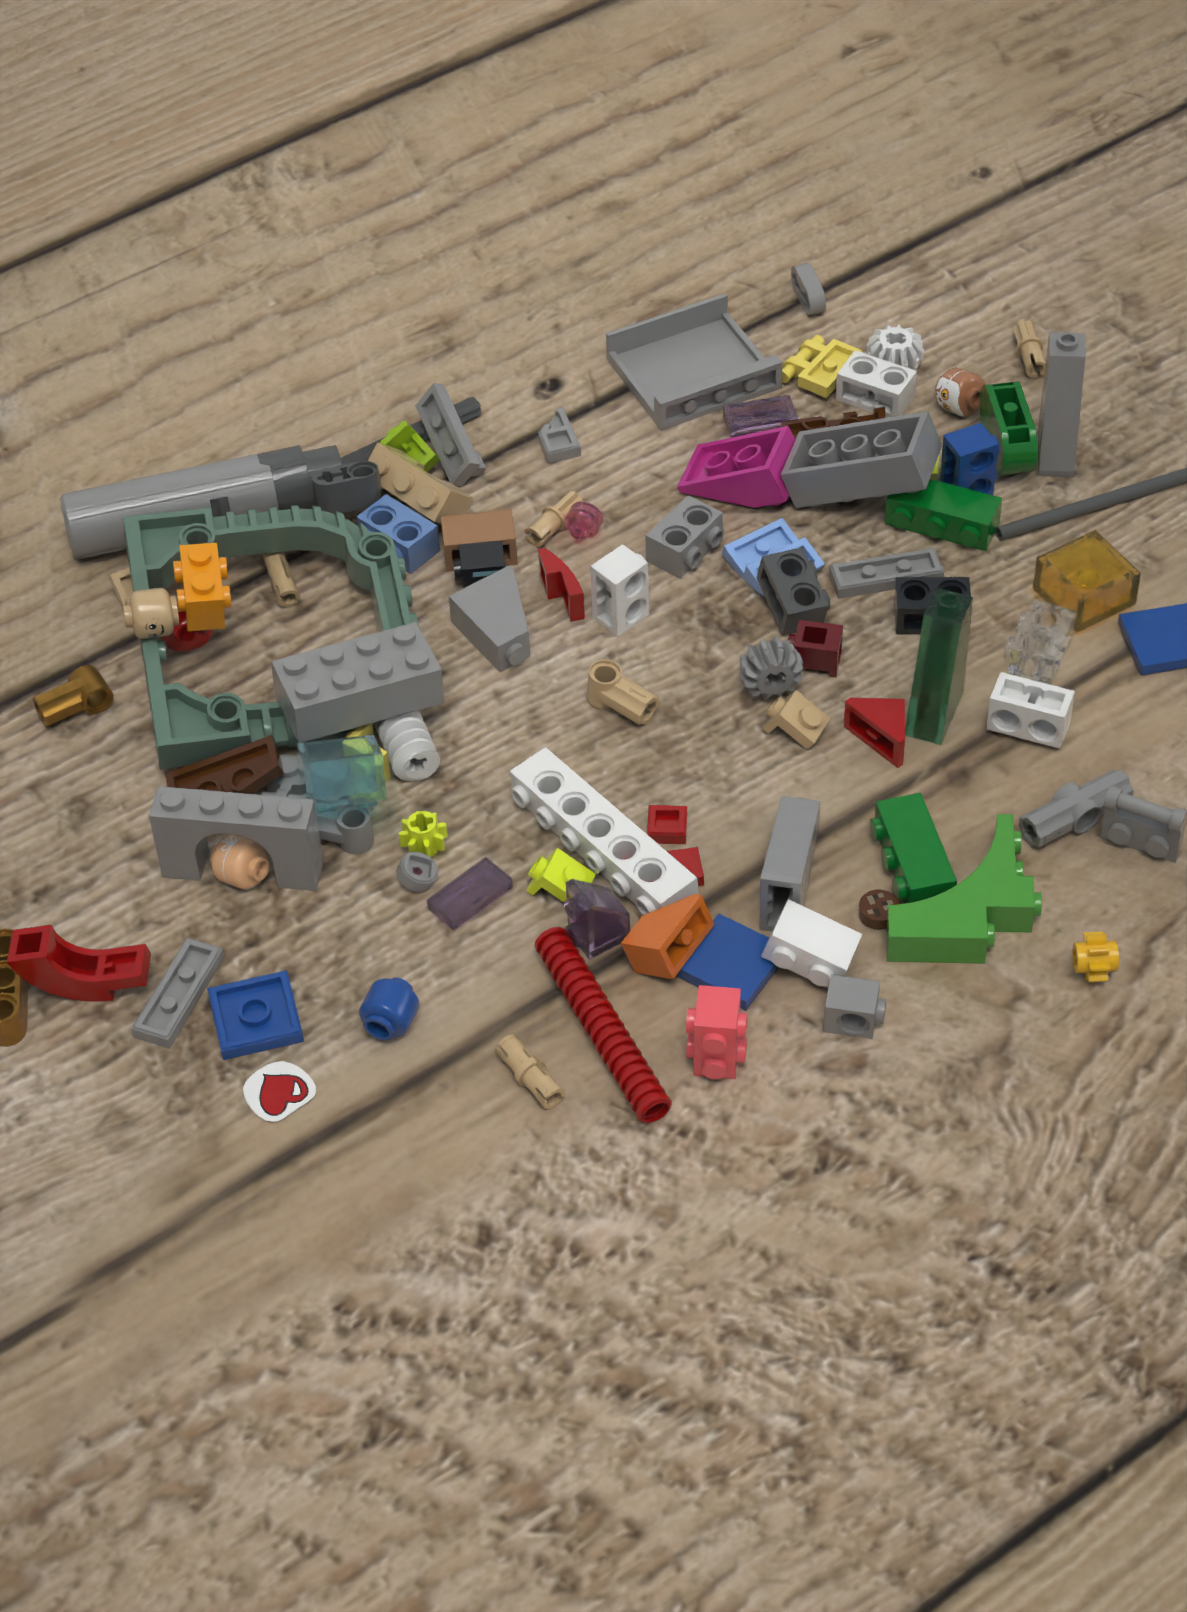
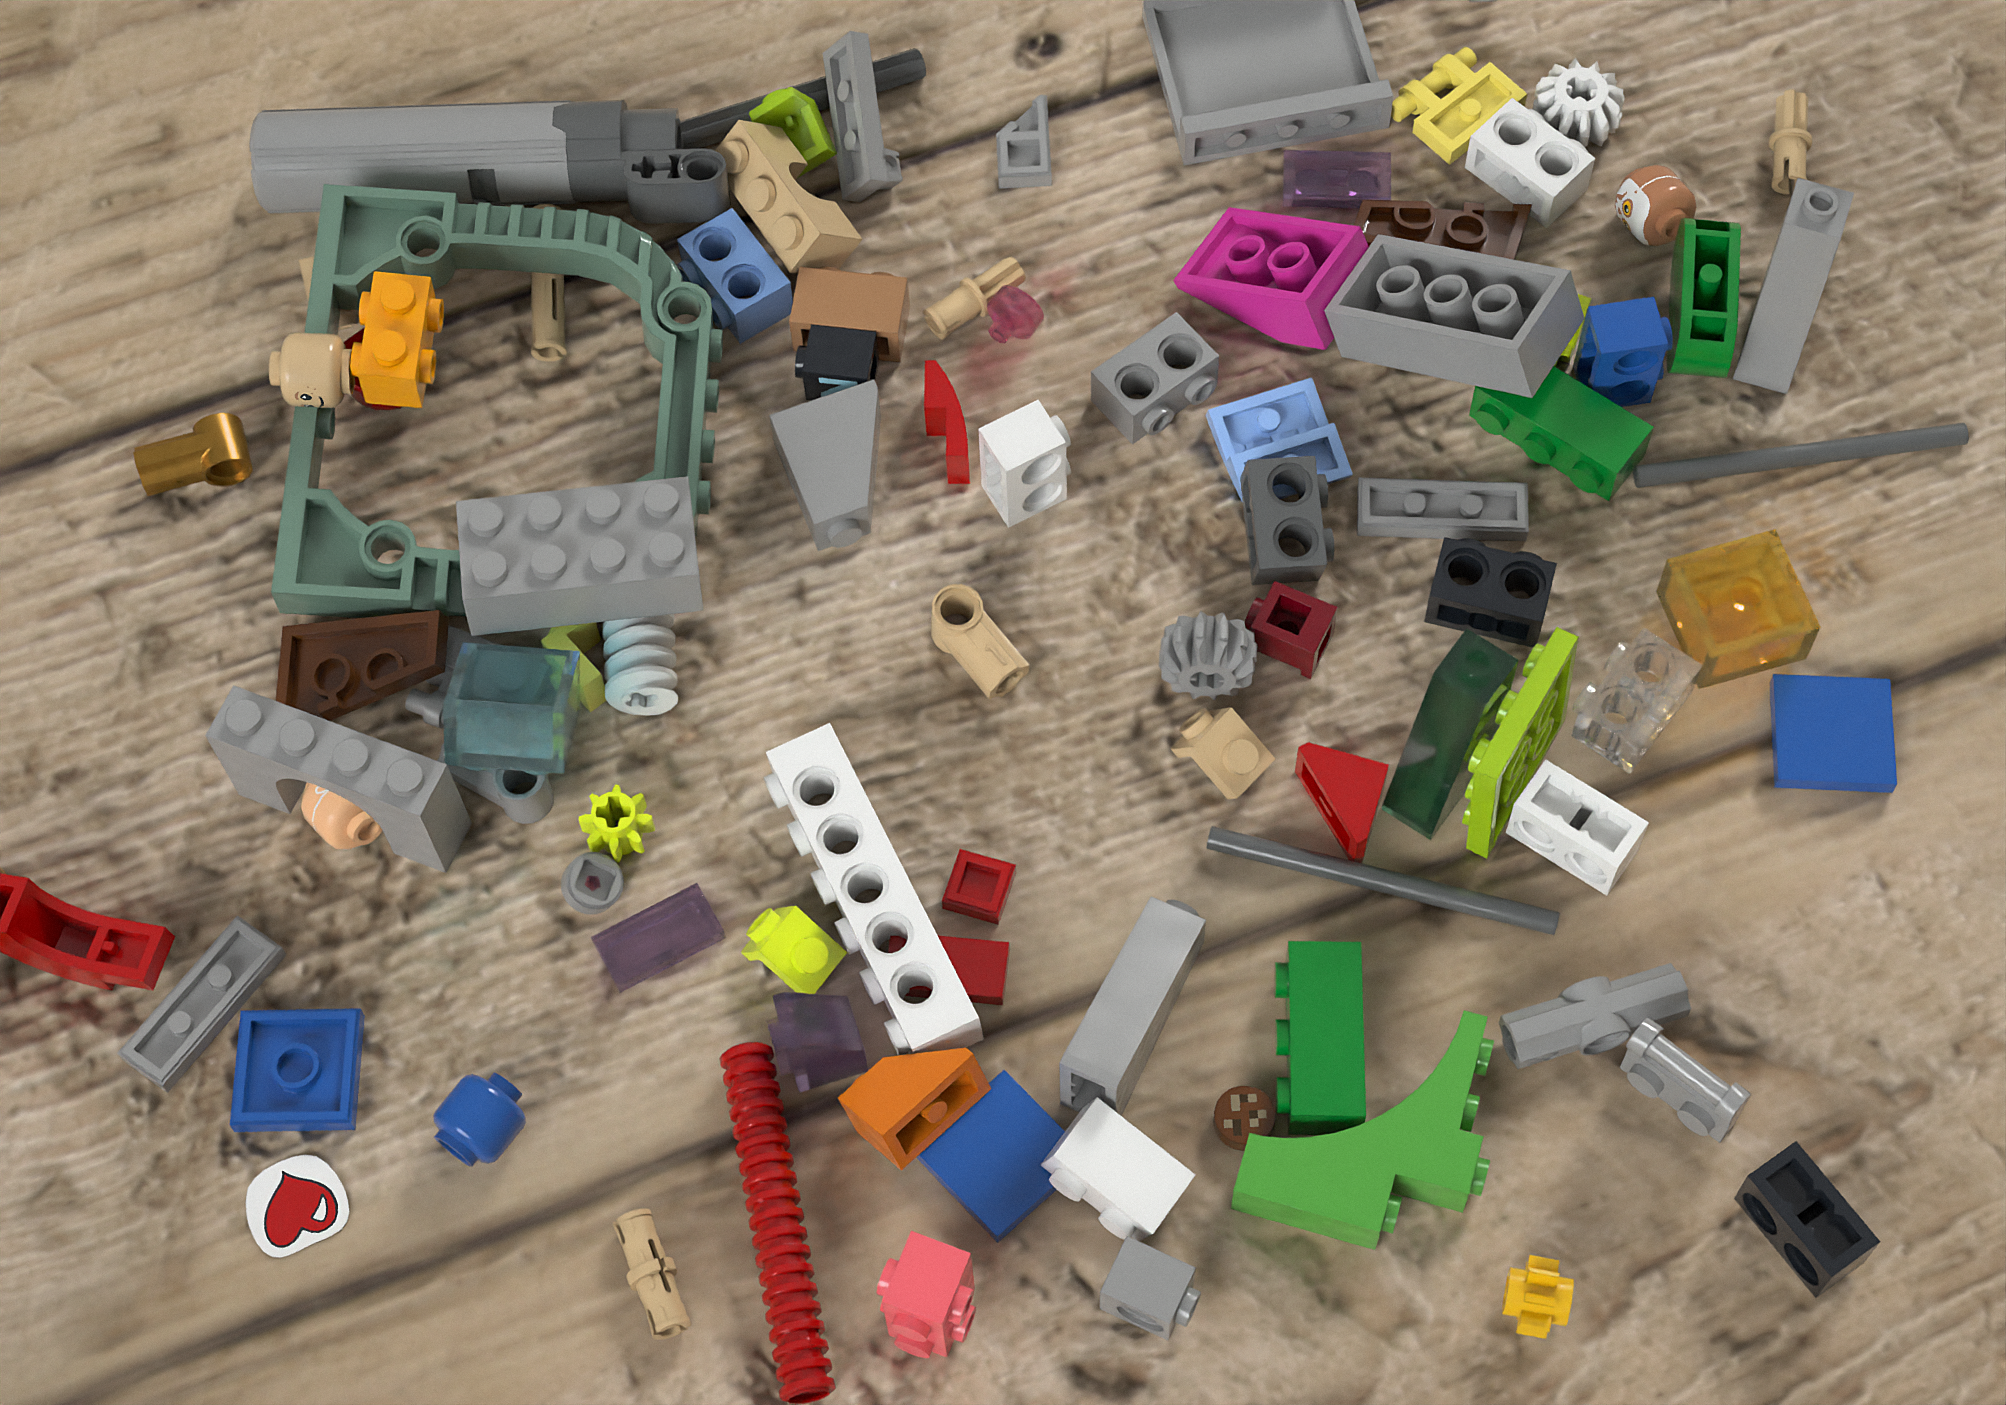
camera: 15 degrees right, 15 degrees up
(917, 769) = (1383, 880): none -> dark grey piece
(980, 665) = (1525, 734): none -> lime plate

